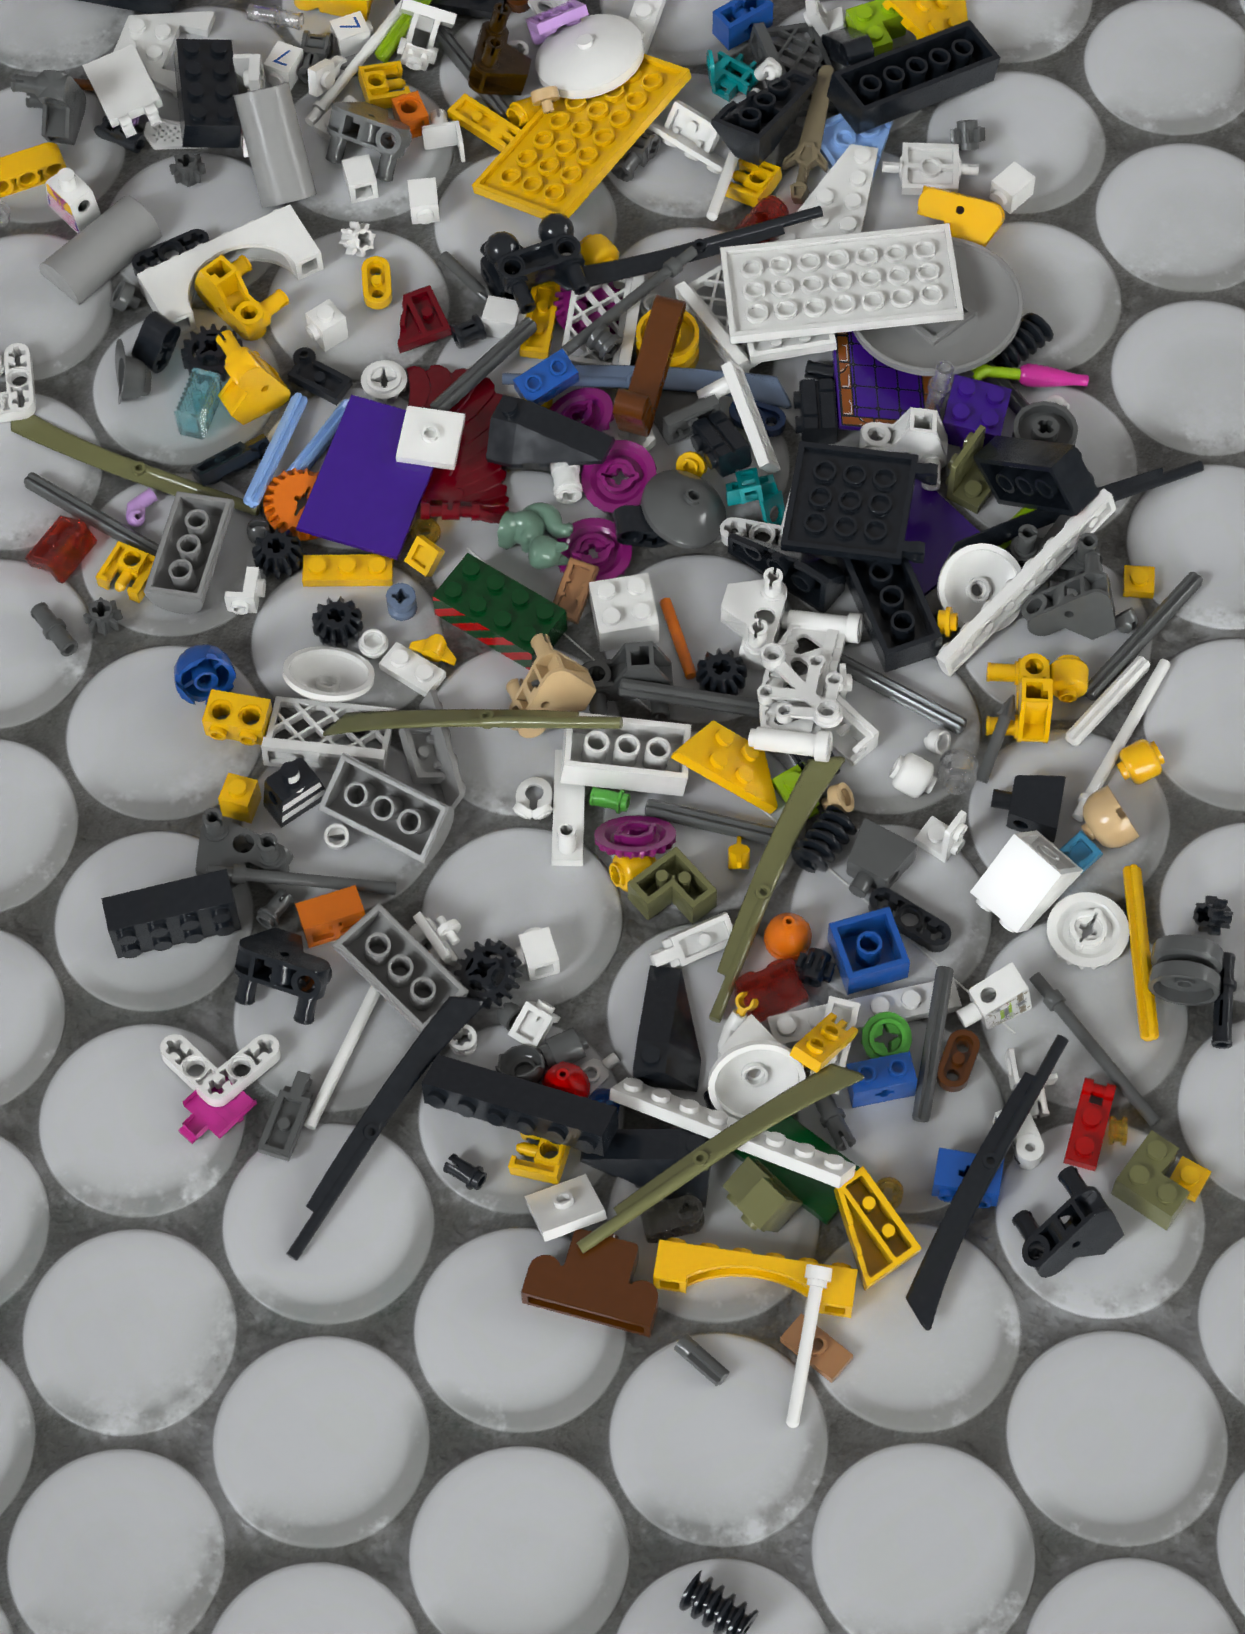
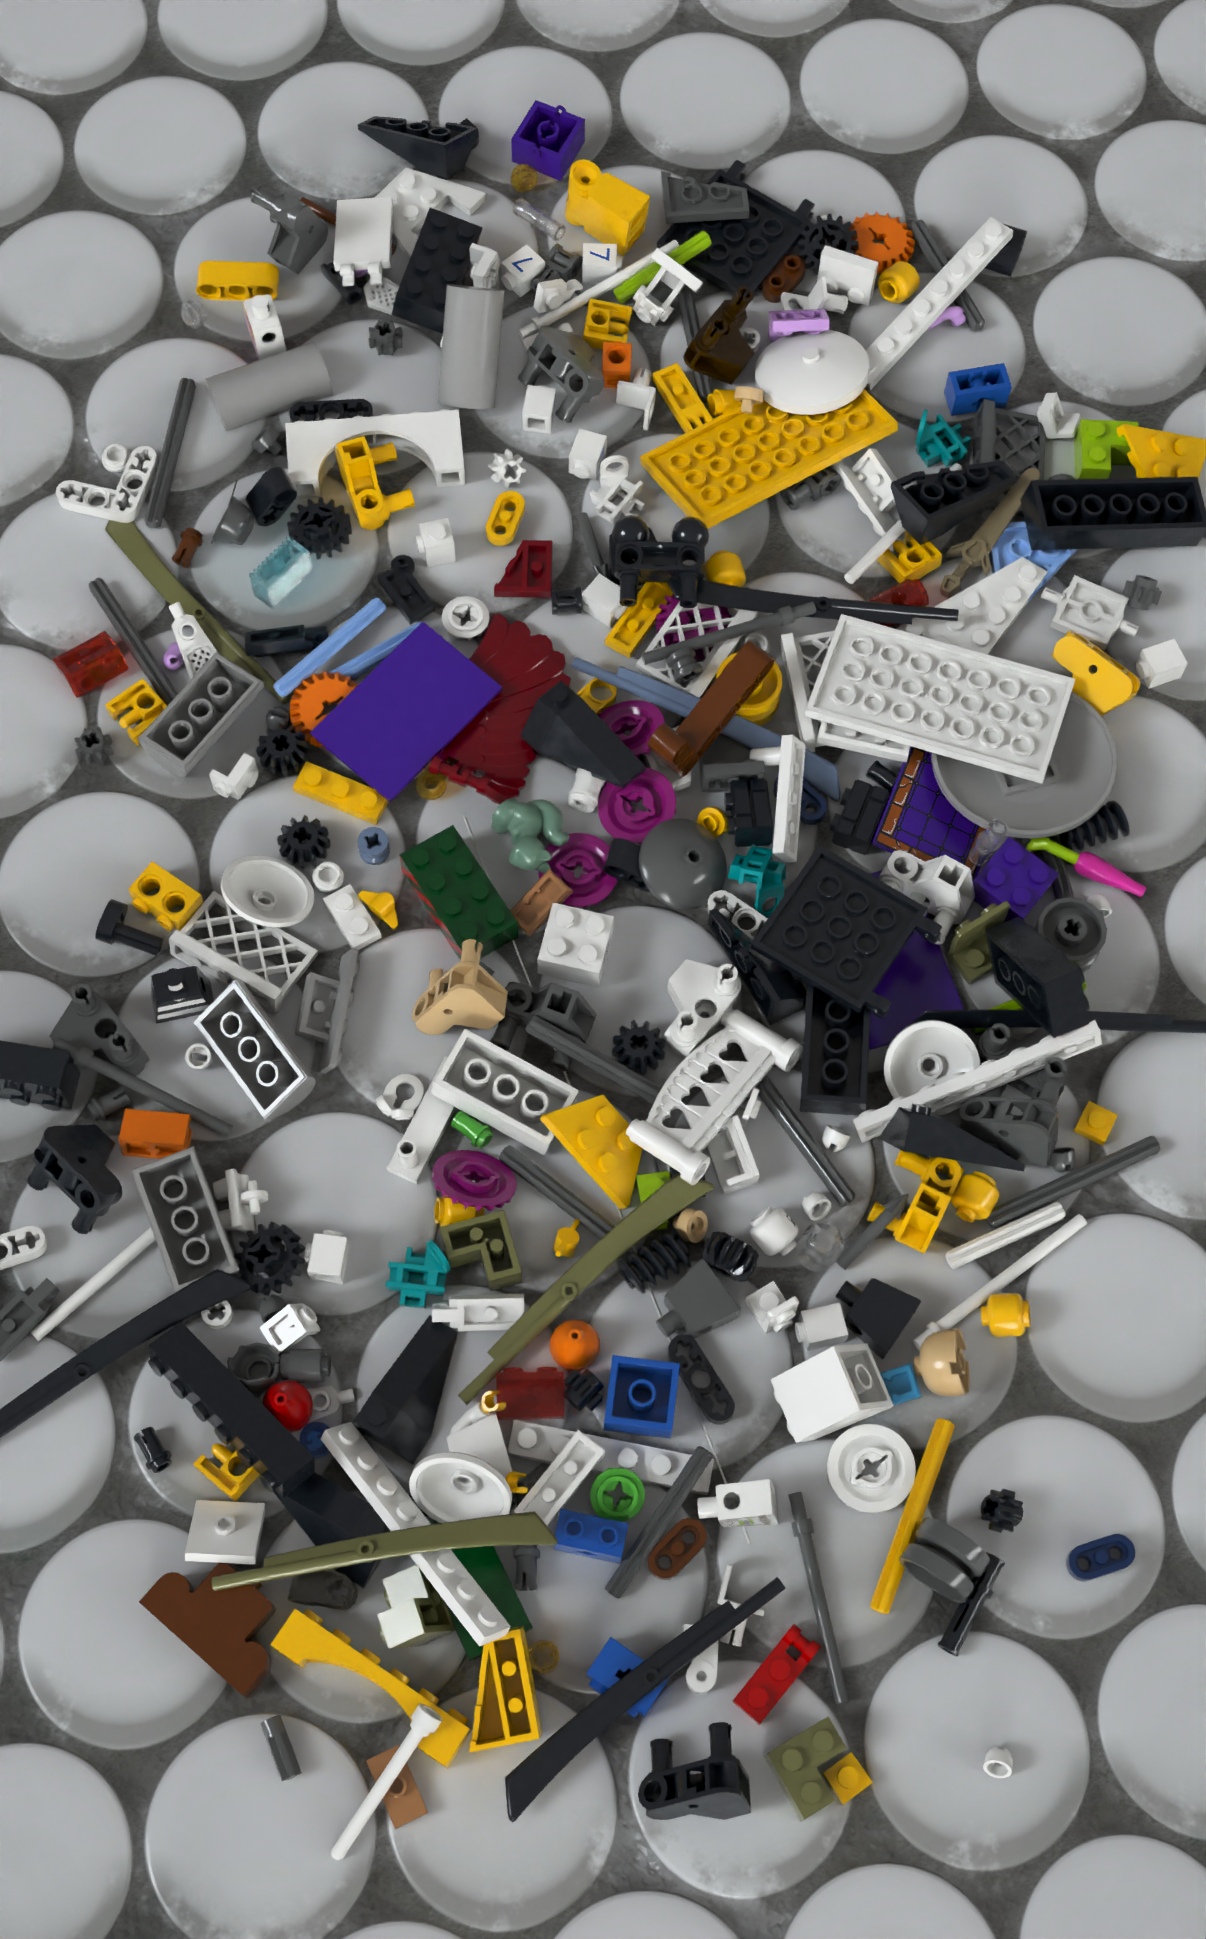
camera: 20 degrees right, 5 degrees up
(38, 342) = (170, 453): none -> dark grey axle
(54, 629) = (45, 740): dark grey pin -> none
(98, 411) = (190, 541): none -> reddish brown pin
(148, 496) = (190, 645): none -> white piece
(202, 764) = (112, 929): none -> black piece
(203, 669) = (154, 839): blue cylinder -> none
(239, 797) = (128, 979): yellow brick -> none
(253, 383) = (335, 572): yellow piece -> none
(424, 556) = (416, 809): yellow plate -> none
(430, 437) = (475, 694): white plate -> none
(457, 219) = (612, 483): none -> white piece
(482, 718) = (370, 992): olive piece -> none
(485, 365) = (560, 643): dark grey axle -> none
(547, 378) = (609, 681): blue brick -> none
(632, 922) = (434, 1267): none -> teal piece
(678, 638) = (617, 991): orange bar -> none
(768, 69) = (975, 452): white arm -> none
(774, 660) = (703, 1102): white plant -> none
(823, 1042) = (541, 1482): yellow hinge -> none
(848, 46) = (1065, 457): black beam -> none
(887, 807) = (730, 1256): none -> black gear
(926, 678) = (835, 1136): none -> white hinge
(947, 621) = (880, 1088): yellow plate -> none
(990, 834) = (821, 1327): none -> white brick
(1012, 637) = (927, 1134): none -> black wedge
(1117, 1130) = (799, 1695): clear yellow bush -> none

